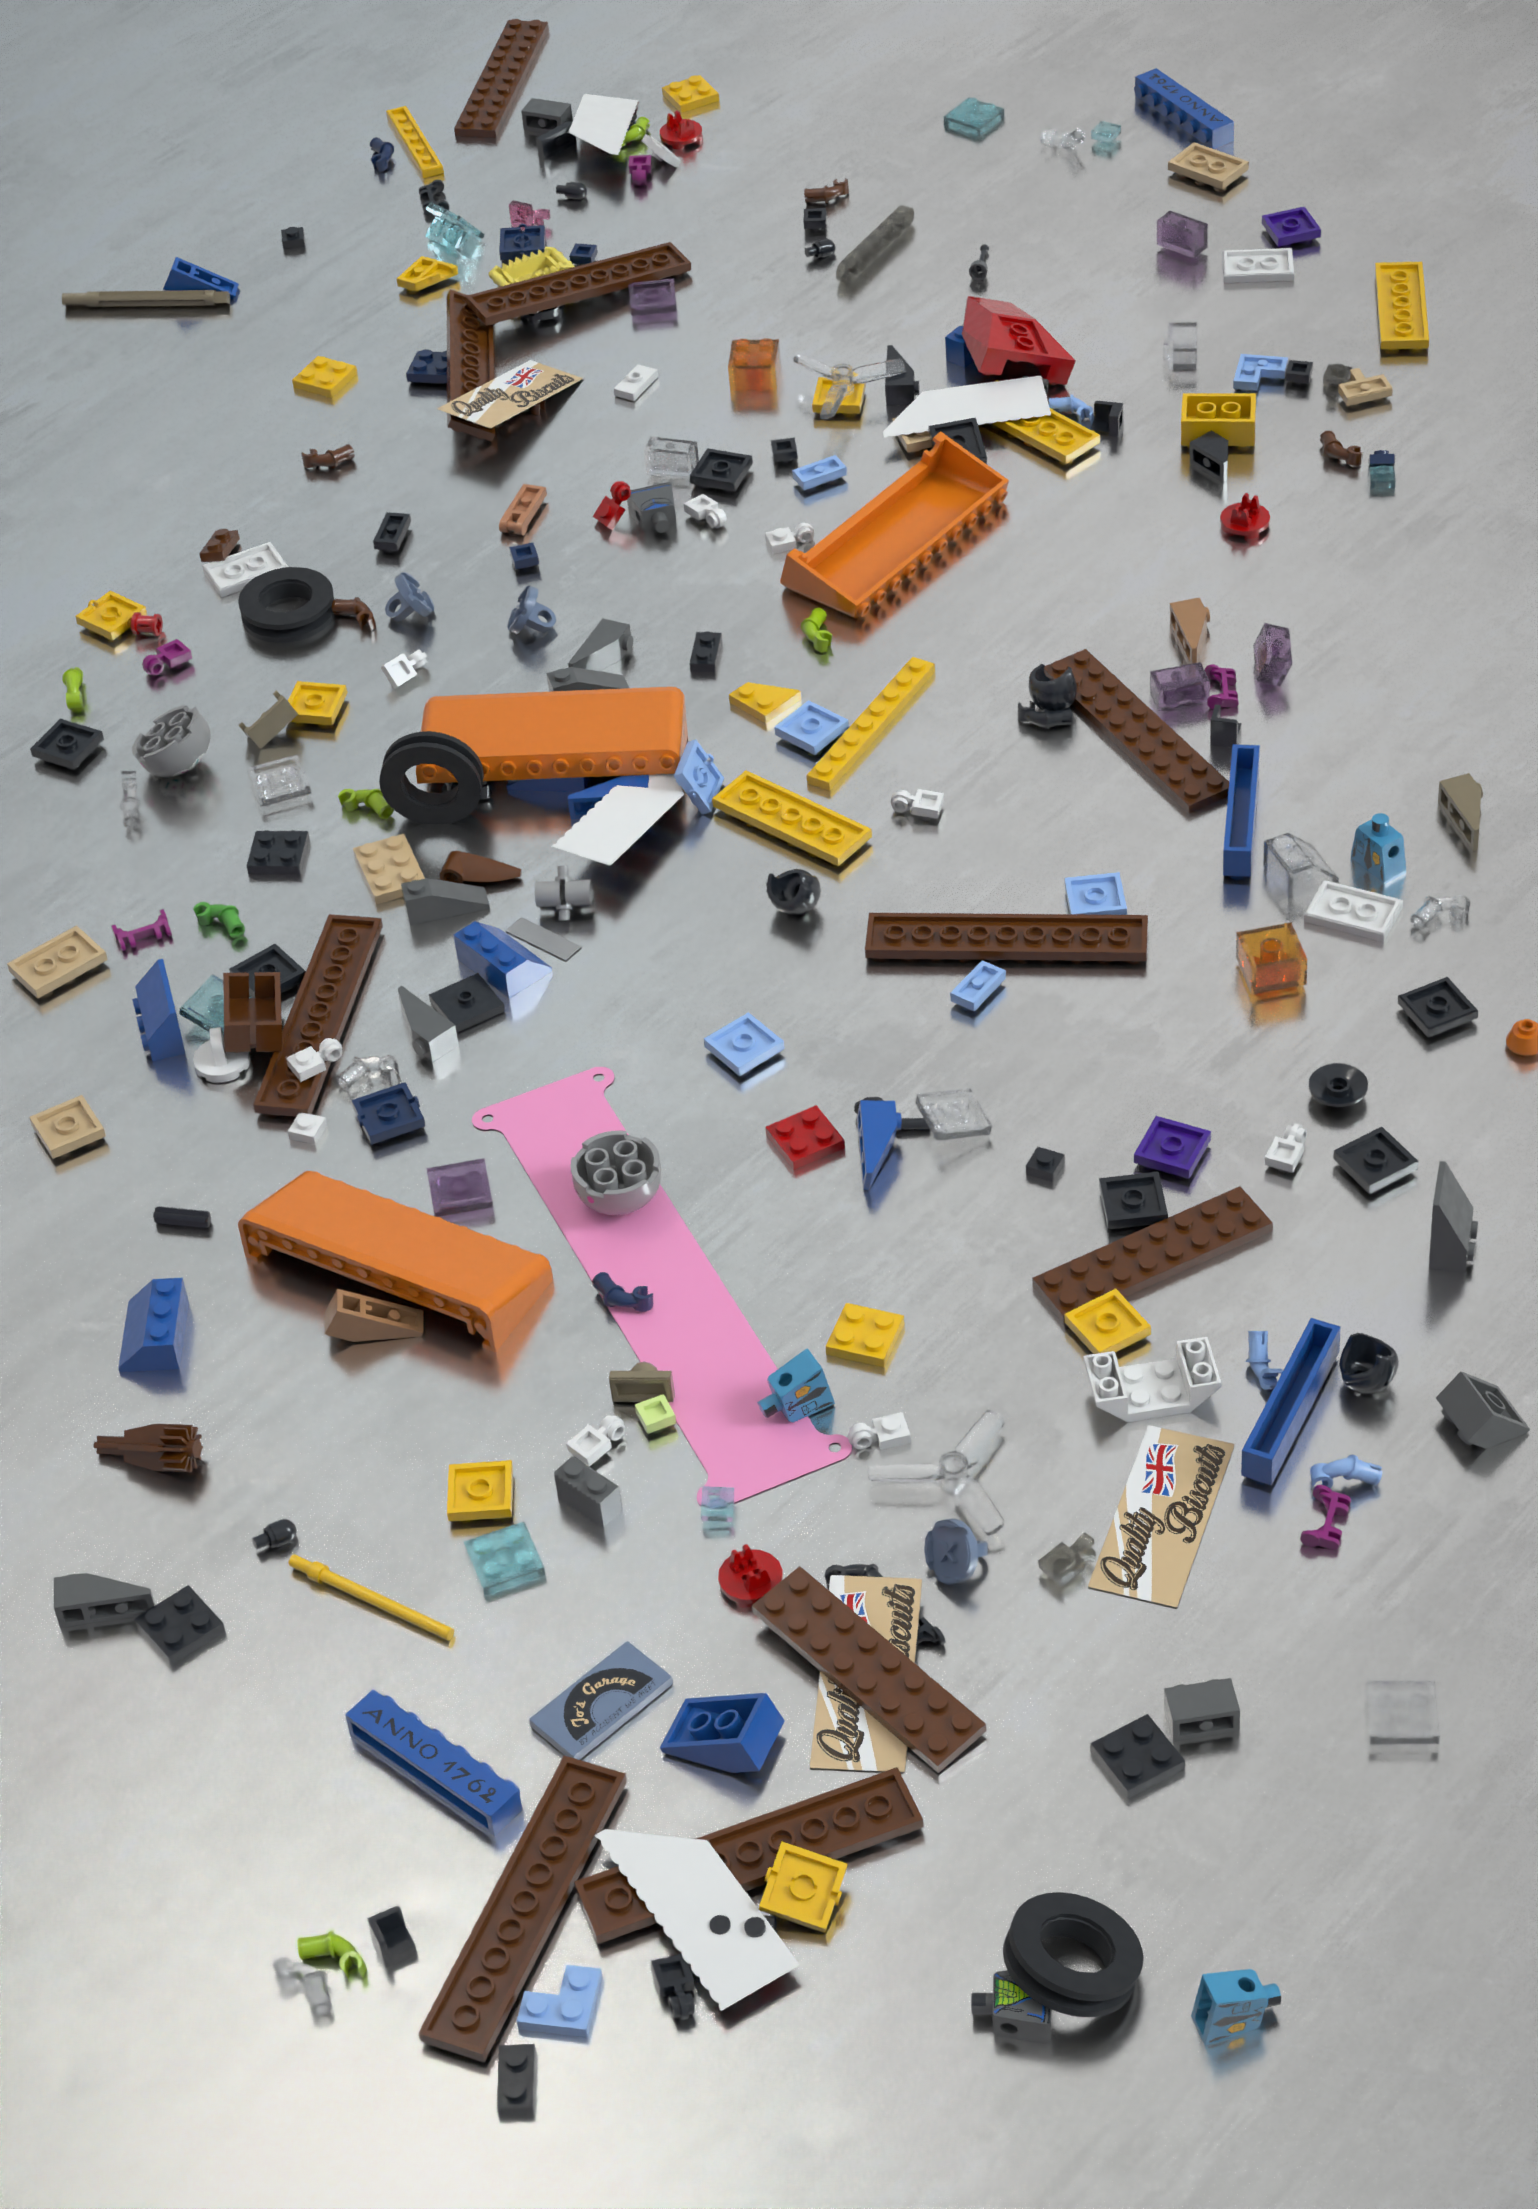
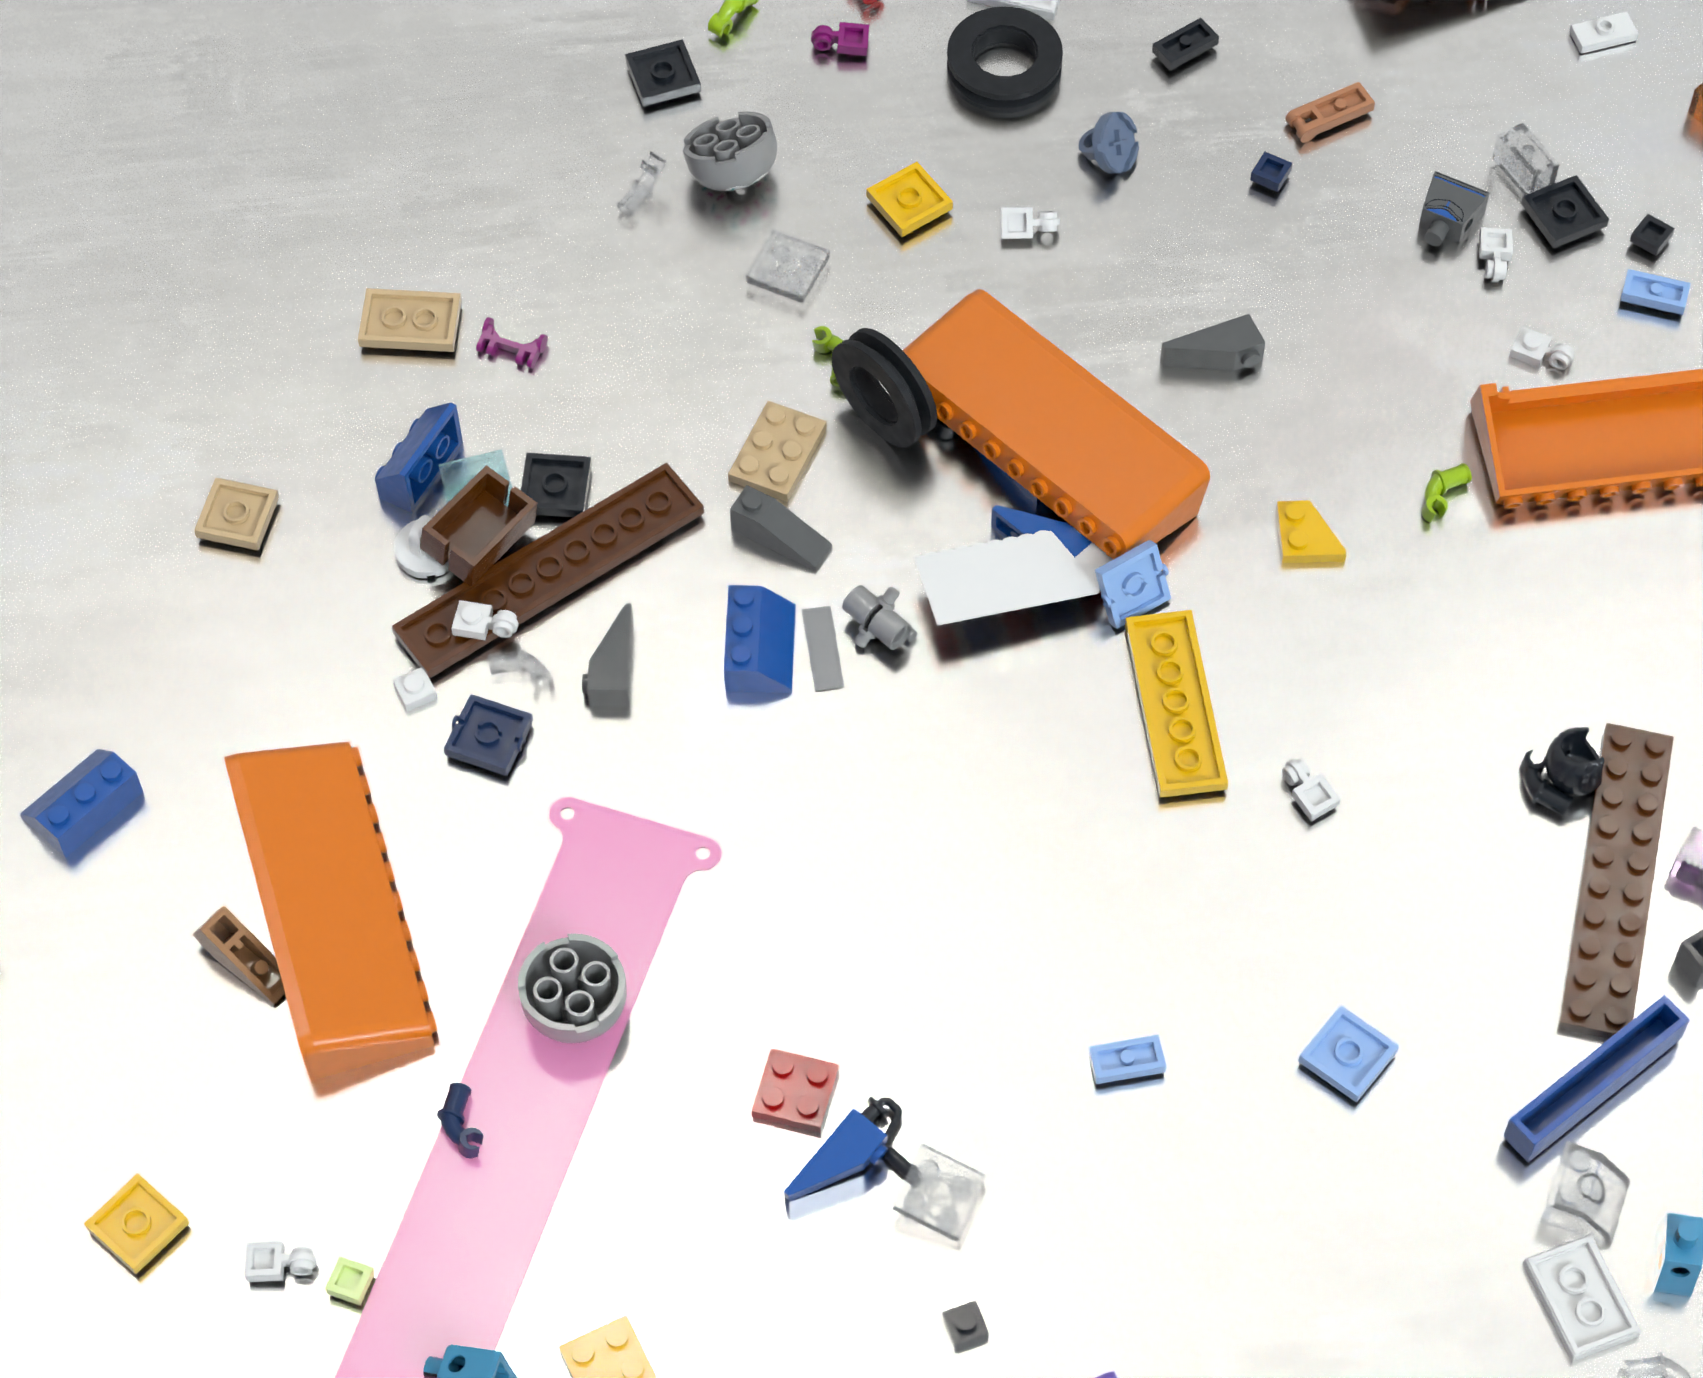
camera: 40 degrees right, 15 degrees up
(182, 1217) = (223, 696): black axle -> none
(225, 913) = (590, 385): bright green piece -> none
(270, 722) = (843, 192): dark tan hinge -> none
(278, 852) = (707, 349): black plate -> none
(356, 608) = (1060, 115): reddish brown piece -> none
(459, 1187) = (458, 873): clear purple plate -> none
(467, 1002) = (681, 666): black plate -> none
(471, 867) = (839, 518): reddish brown piece -> none
(504, 1558) = (85, 1312): clear light blue plate -> none
(528, 612) = (1193, 247): sand blue tile -> none
(583, 679) = (1158, 381): dark grey slope -> none
(588, 1492) = (207, 1312): dark grey brick -> none
(609, 510) = (1404, 179): red plate -> none
(641, 1384) = (371, 1237): dark tan tile -> none
(705, 652) = (1315, 429): black plate -> none
(744, 1044) = (853, 934): light blue plate -> none
(793, 891) = (1075, 797): black piece -> none
(811, 727) = (1309, 608): light blue plate -> none
(870, 724) = (1374, 649): yellow plate -> none
(1007, 936) = (1218, 1027): reddish brown plate -> none
(1271, 958) = (1422, 1287): clear orange brick -> none

